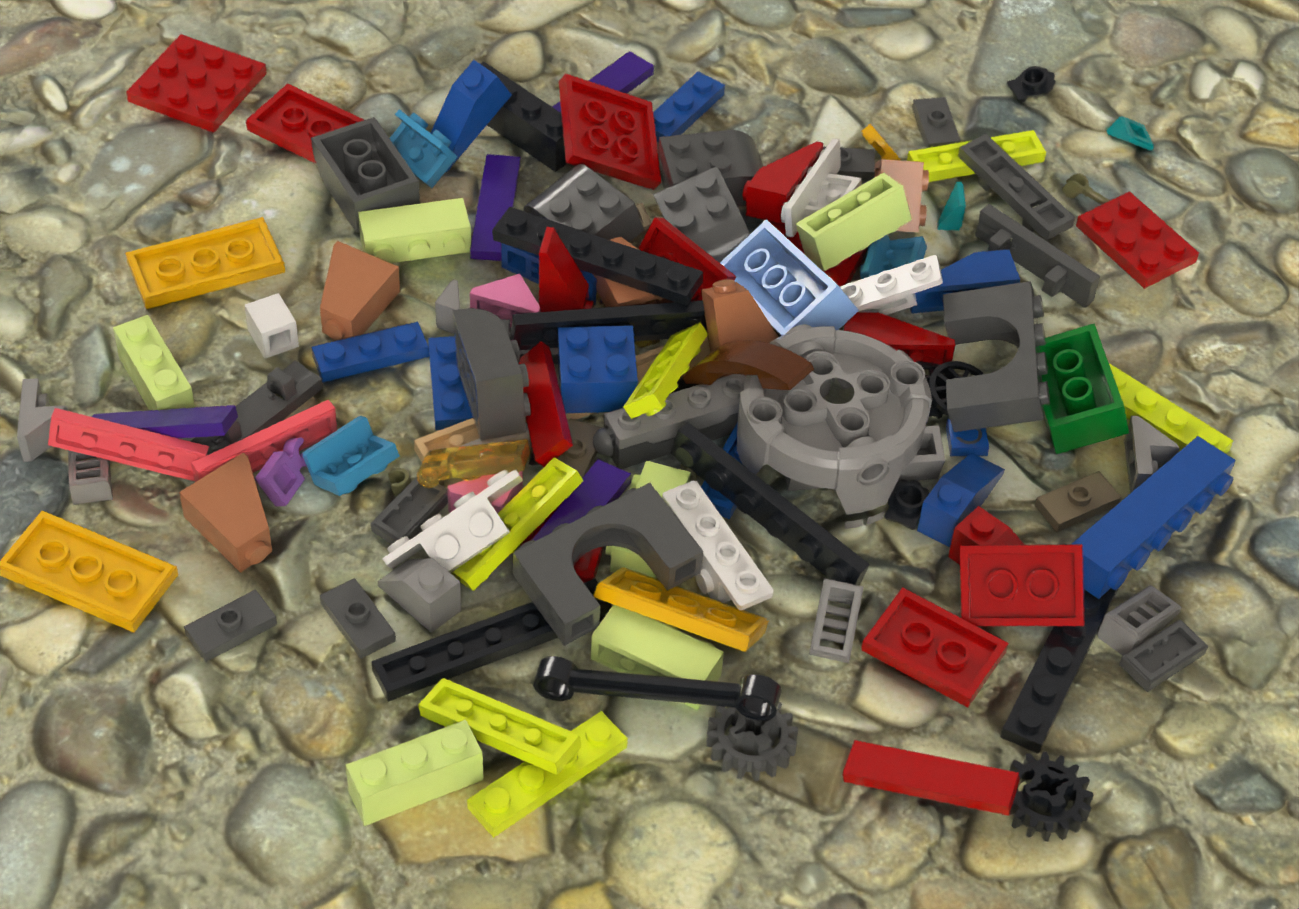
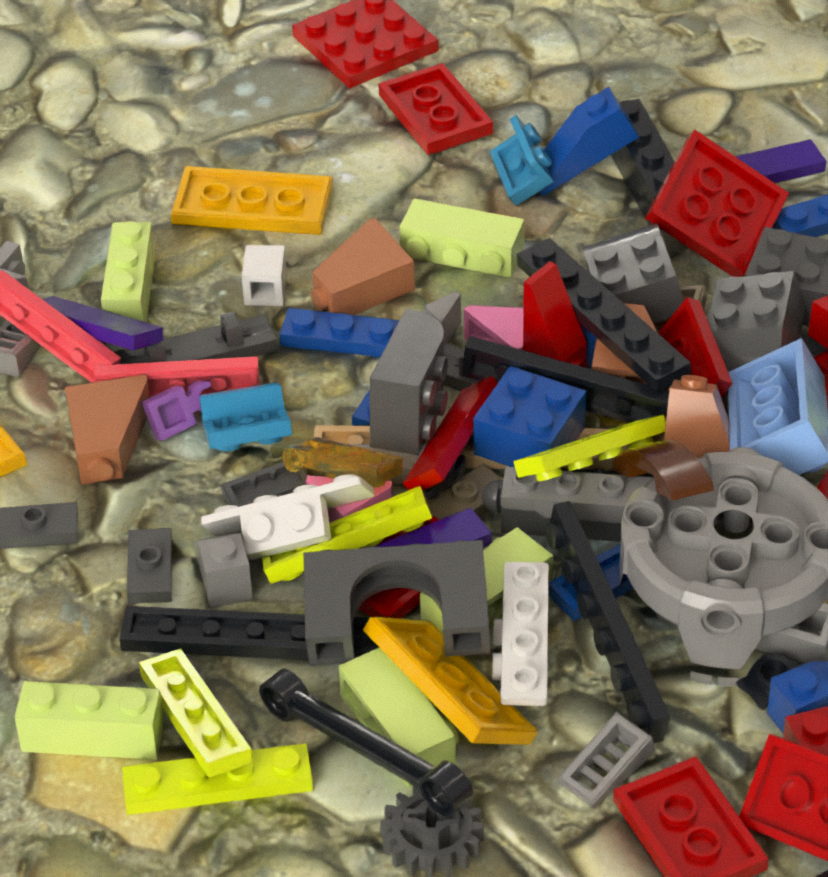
camera: 35 degrees right, 5 degrees down
(364, 169) = (451, 160): dark grey brick -> none
(495, 197) = (574, 230): dark purple tile -> none

